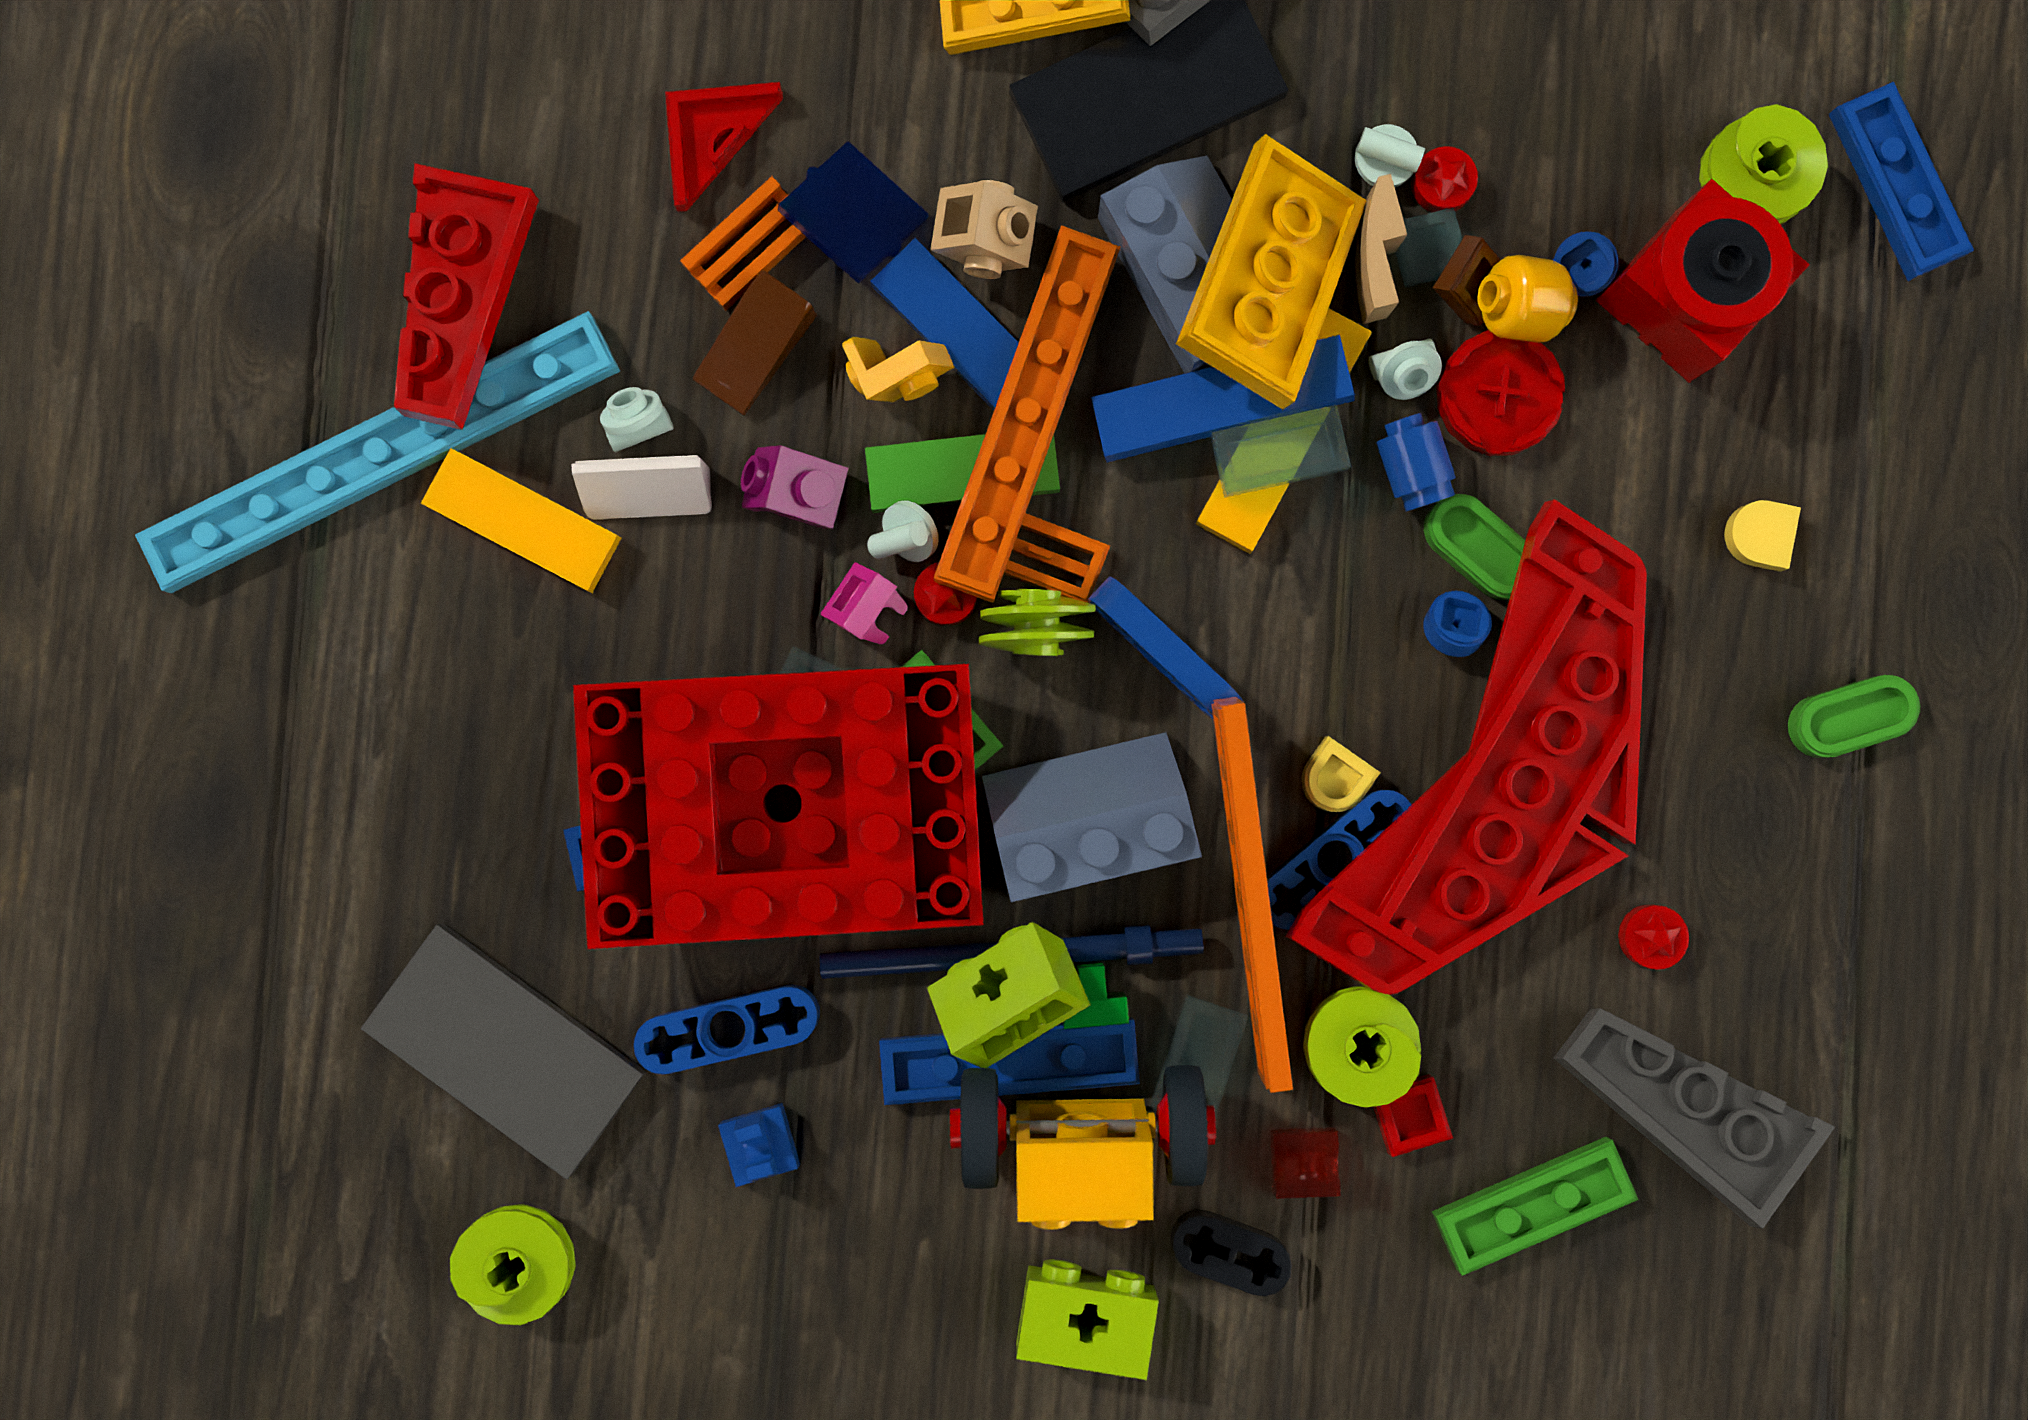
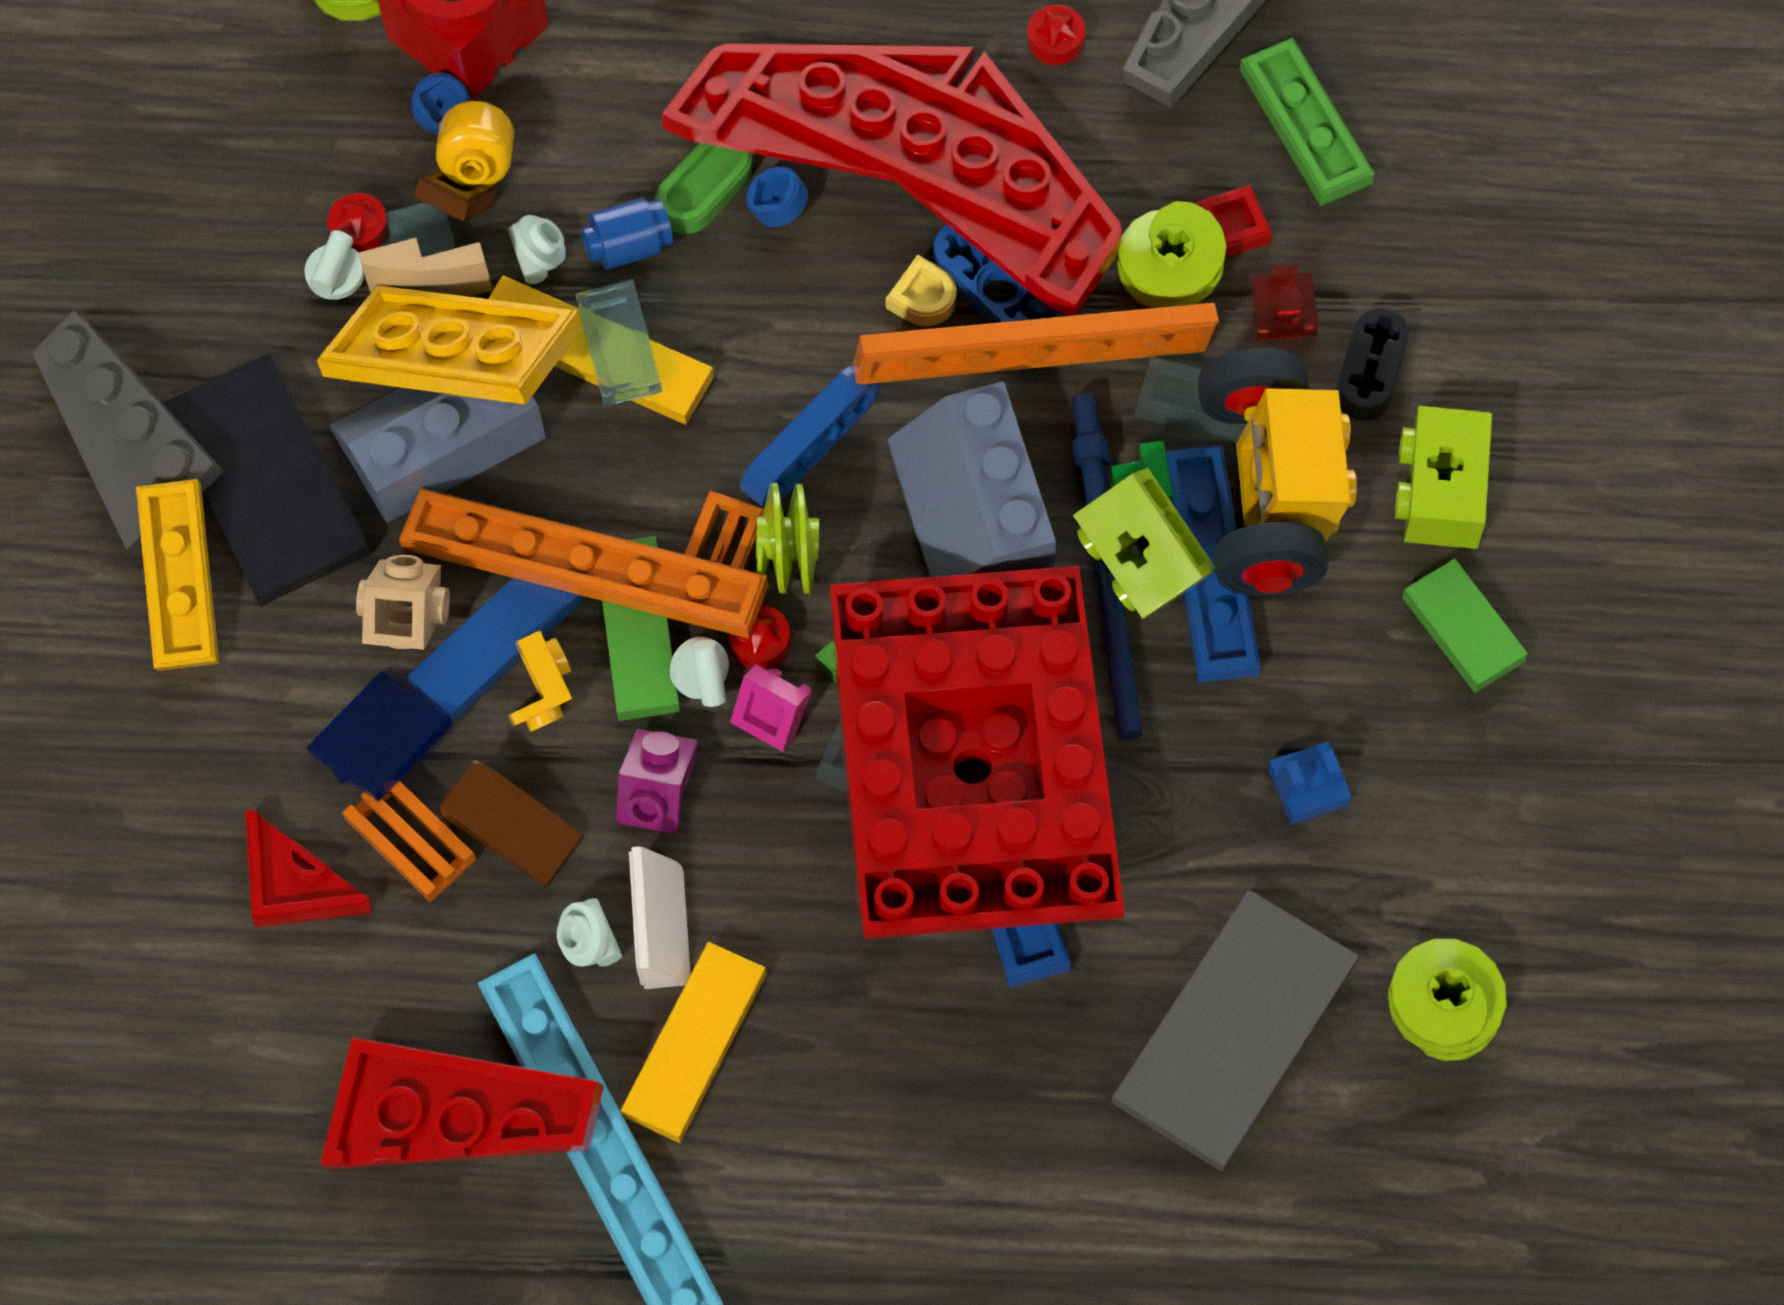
camera: 90 degrees left, 20 degrees down
(677, 1023) = (1227, 853): blue beam -> none
(923, 1321) = (1464, 625): none -> bright green tile
(1210, 401) = (575, 415): blue tile -> none
(1500, 394) = (561, 171): red tile -> none

